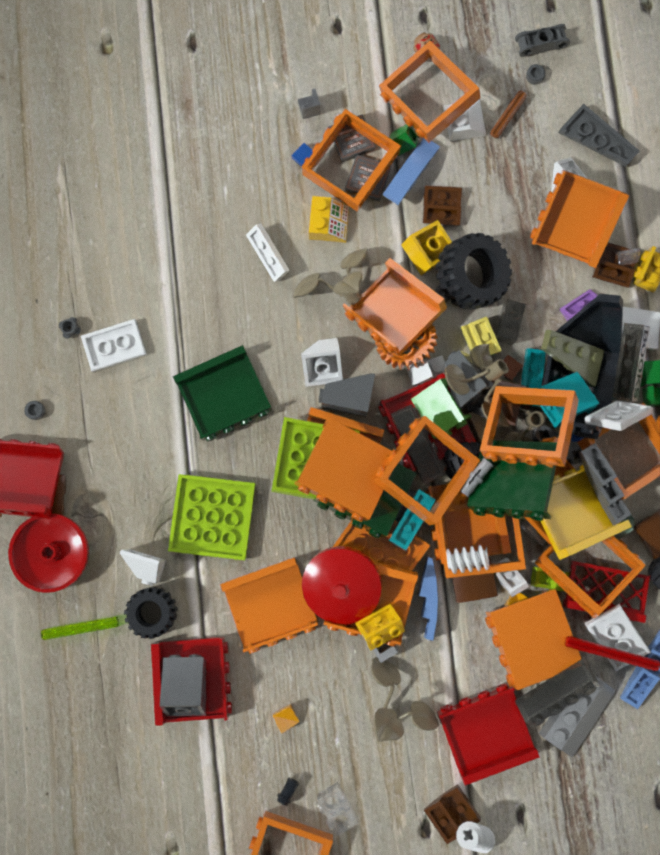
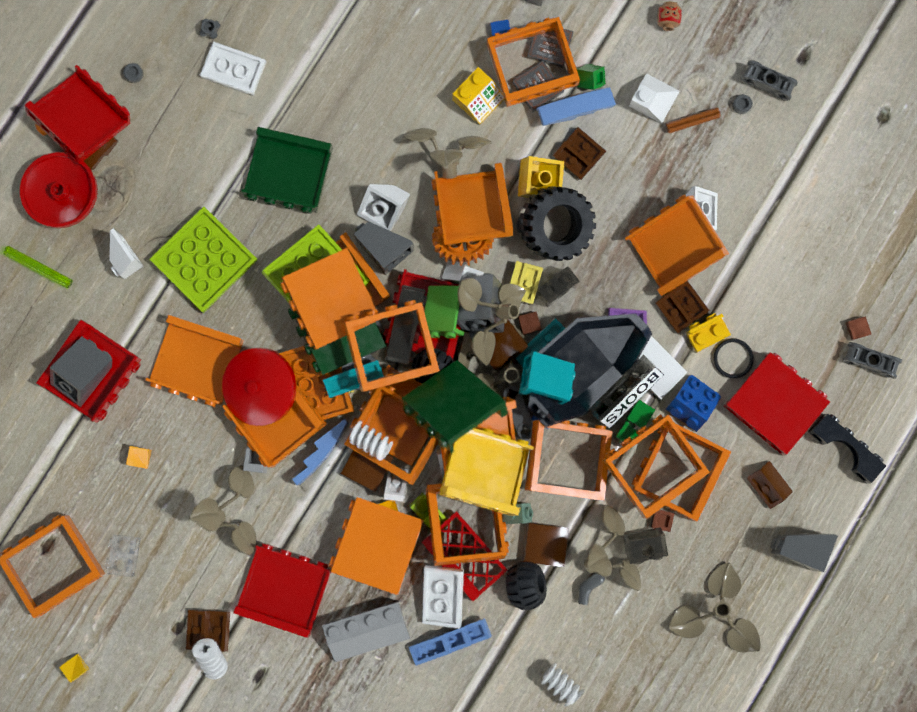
camera: 40 degrees right, 0 degrees up
(135, 618) = (85, 291): black tyre -> none
(267, 252) = (409, 86): white plate -> none
(287, 791) = (96, 513): black pin -> none
(380, 627) = (263, 441): yellow bracket -> none
(431, 52) = (642, 83): orange window -> none
(476, 477) = (424, 381): light grey pin -> none
(530, 396) = (538, 378): orange window -> none
(557, 693) = (359, 599): clear smoke brick -> none
(574, 355) = (583, 350): olive wing -> none
(594, 133) = (751, 189): dark grey wing -> none
(603, 483) = (523, 465): dark grey slope -> none
(612, 653) = (427, 603): red axle -> none
(619, 415) = (577, 421): white tile -> none
(628, 256) = (696, 307): clear slope -> none

